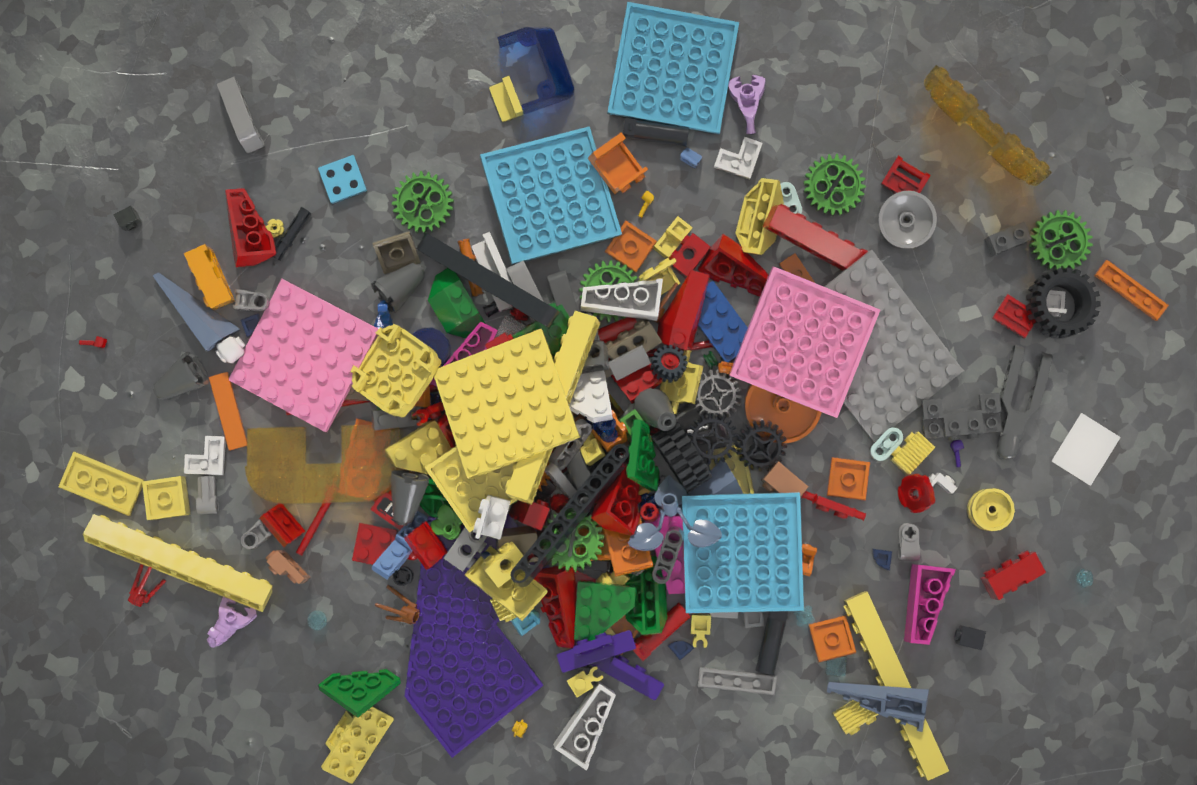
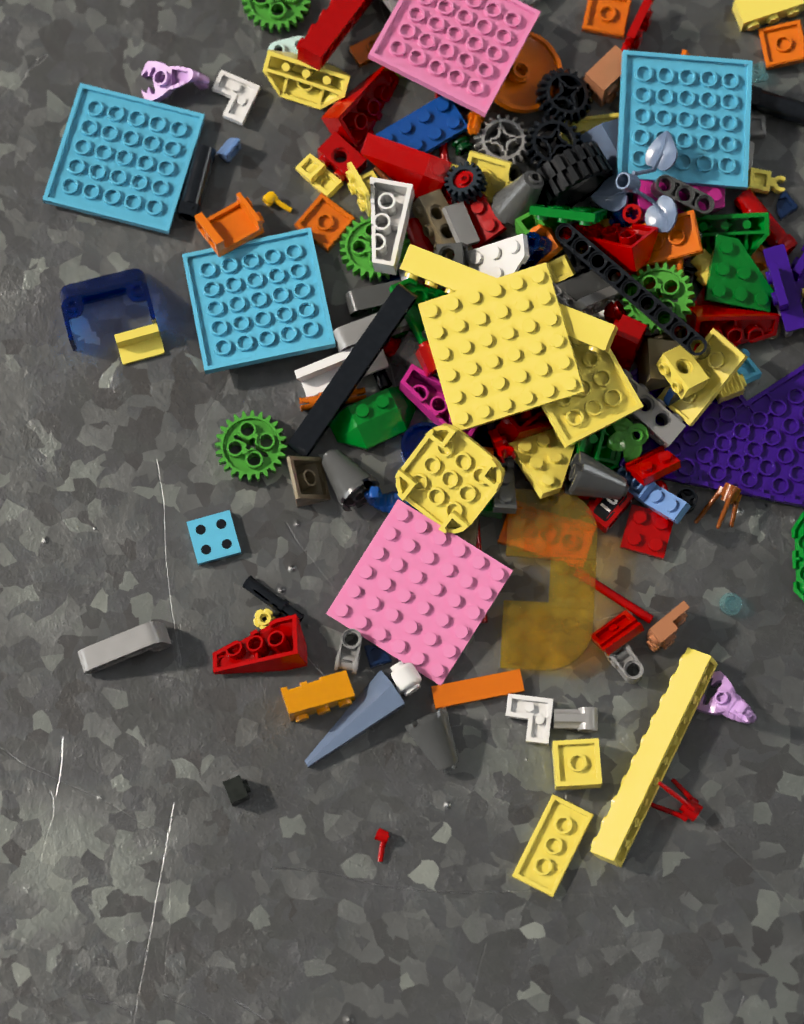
camera: 90 degrees left, 10 degrees down
(493, 517) = (629, 376): white bracket -> none

